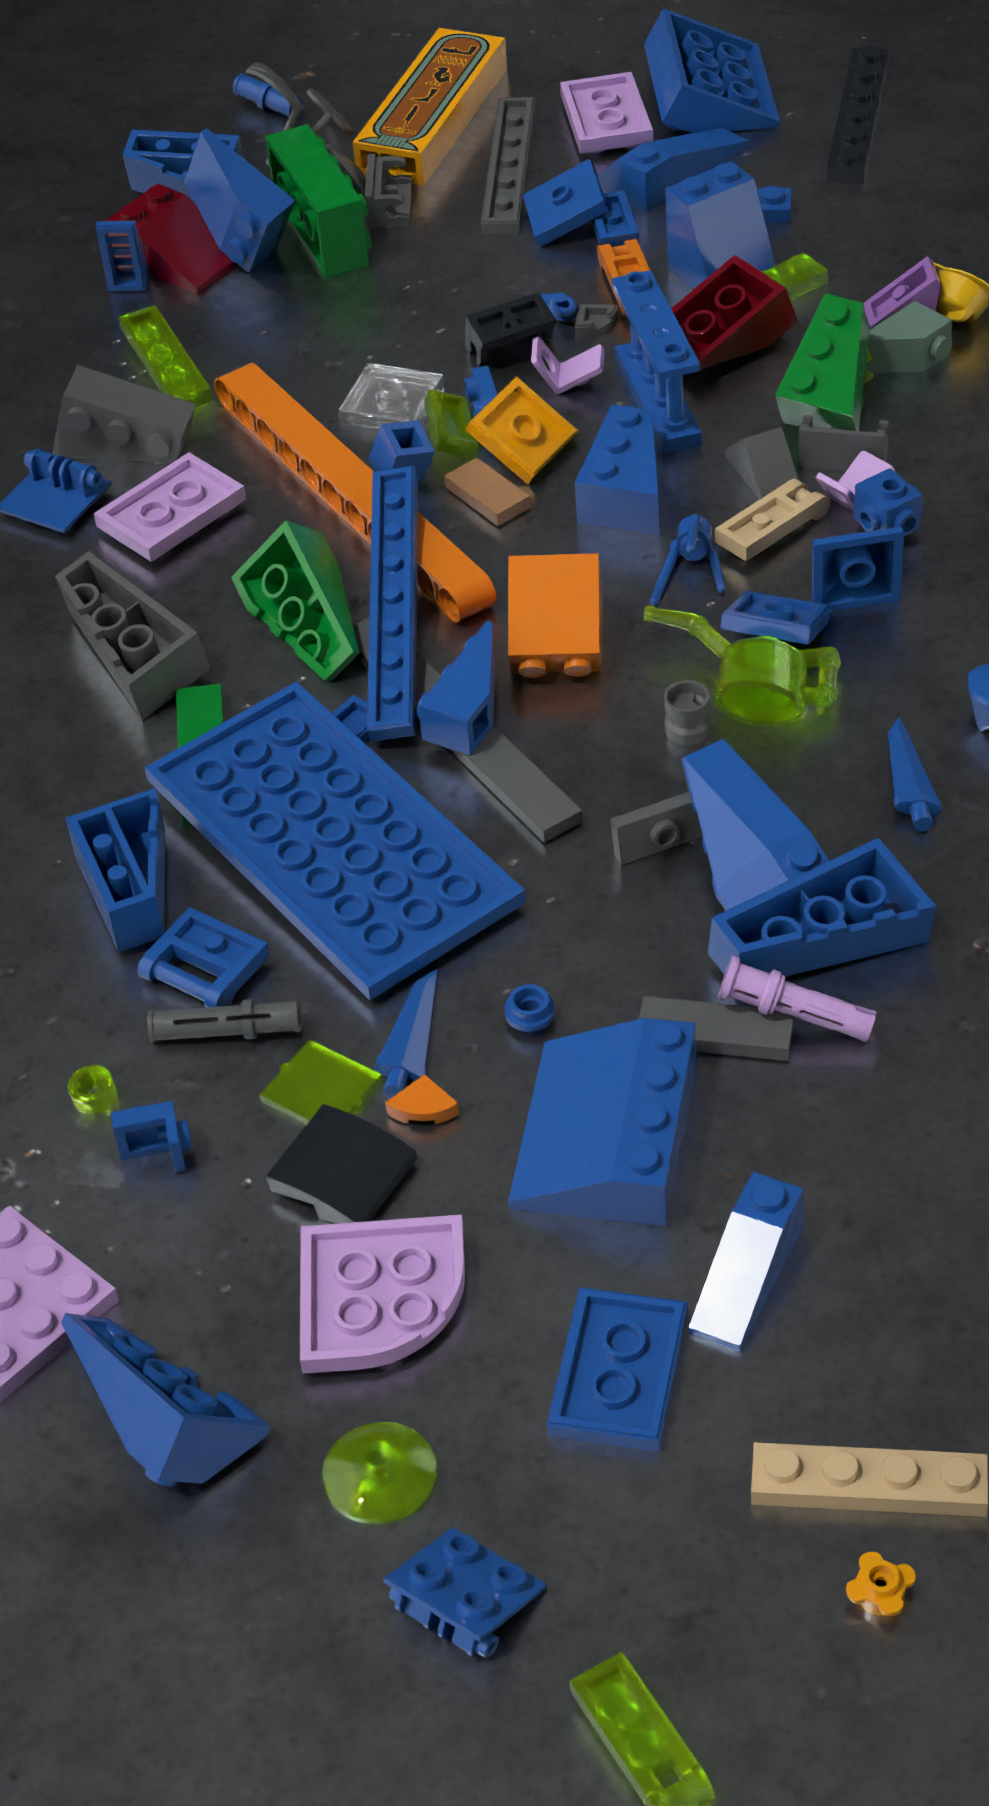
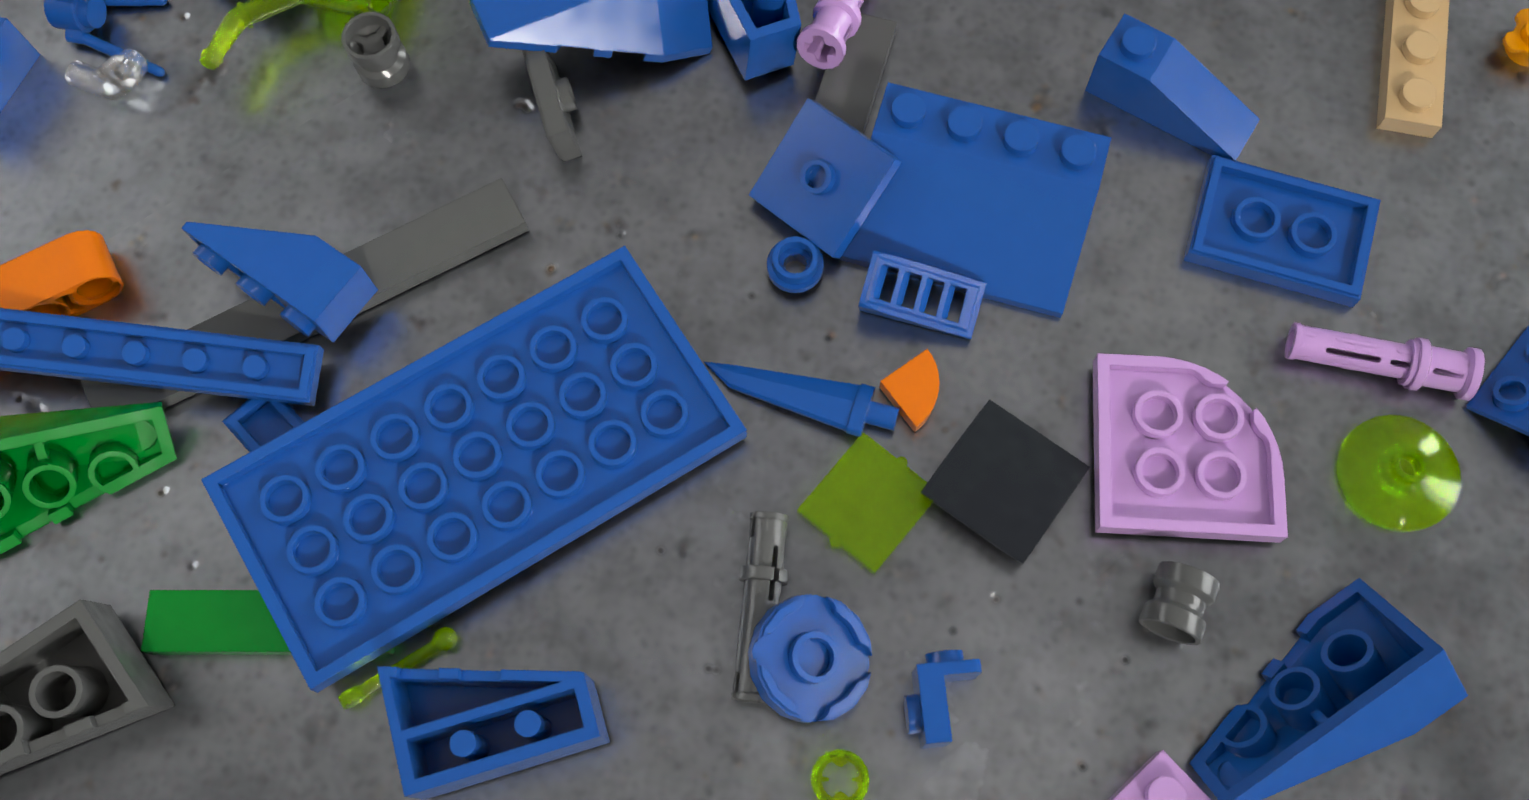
camera: 85 degrees left, 25 degrees up
(182, 1052) = (810, 658): none -> blue tile
(192, 846) = (443, 640): none -> clear neon green hinge
(210, 947) = (635, 618): blue plate -> none
(238, 1289) = (1179, 602): none -> dark grey wheel
(483, 1464) = (1416, 366): none -> lavender pin
(508, 1060) = (905, 268): none -> blue slope
(554, 614) = (172, 162): orange slope -> none
(603, 1004) = (824, 178): none -> blue plate
(636, 573) = (112, 78): none -> clear arm

